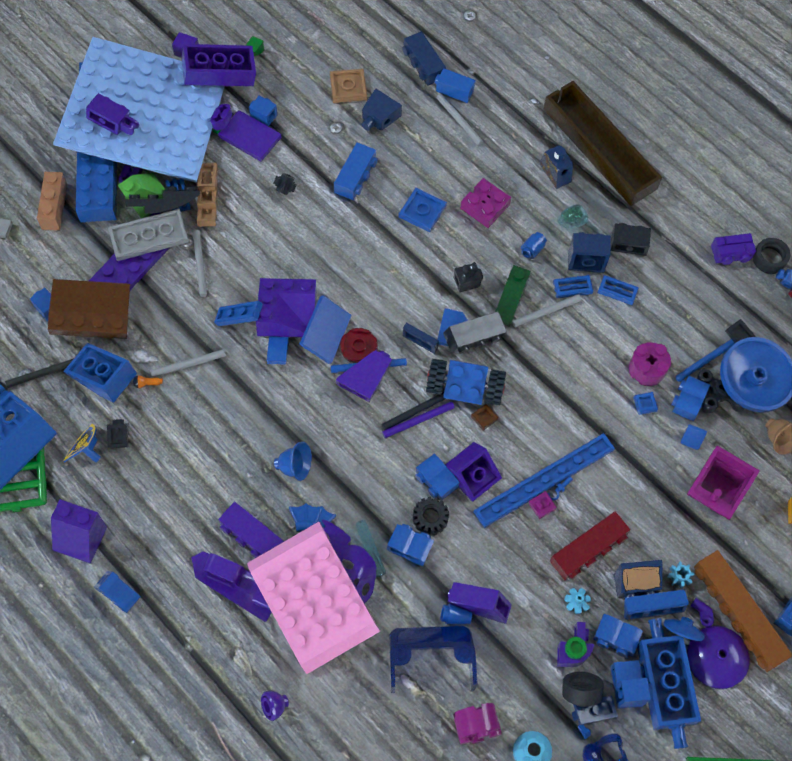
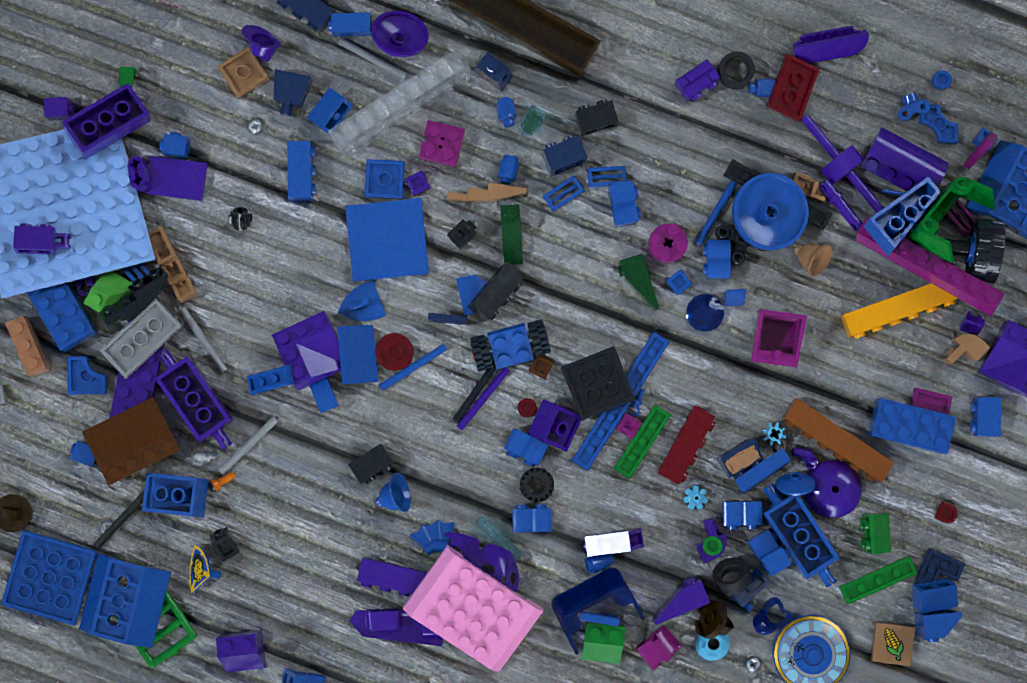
camera: 20 degrees left, 20 degrees up
(82, 248) = (83, 378): none -> blue tile
(164, 302) = (194, 399): none -> dark purple brick
(288, 426) = (371, 464): none -> black brick
(352, 296) = (362, 303): none -> blue shield
(365, 375) = (417, 382): dark purple slope -> none
(374, 69) = (261, 41): none -> dark purple piece
(400, 255) = (387, 239): none -> blue tile
(404, 137) = (327, 111): none -> blue brick
(423, 694) = (603, 642): none -> green slope
(435, 667) = (603, 618): none -> blue tile
(449, 224) = (417, 183): none -> dark purple tile
(454, 445) = (527, 407): none -> dark red tile
(466, 154) = (400, 103): none -> clear brick
(492, 107) = (399, 33): none -> dark purple dish
(504, 257) = (495, 193): none -> medium nougat slope
(527, 688) = (683, 599): none -> dark purple slope
(531, 452) = (598, 383): none -> black plate
(545, 725) = (713, 620): none -> dark brown tile
(547, 310) = (549, 232): light grey bar -> none
(548, 525) = (642, 441): none -> green tile
(553, 202) = (506, 111): none -> blue arm
(608, 378) = (637, 276): none -> dark green slope
(623, 313) = (622, 202): none -> blue brick
(658, 439) = (704, 312): none -> clear blue dish
(747, 717) = (875, 533): none -> green slope

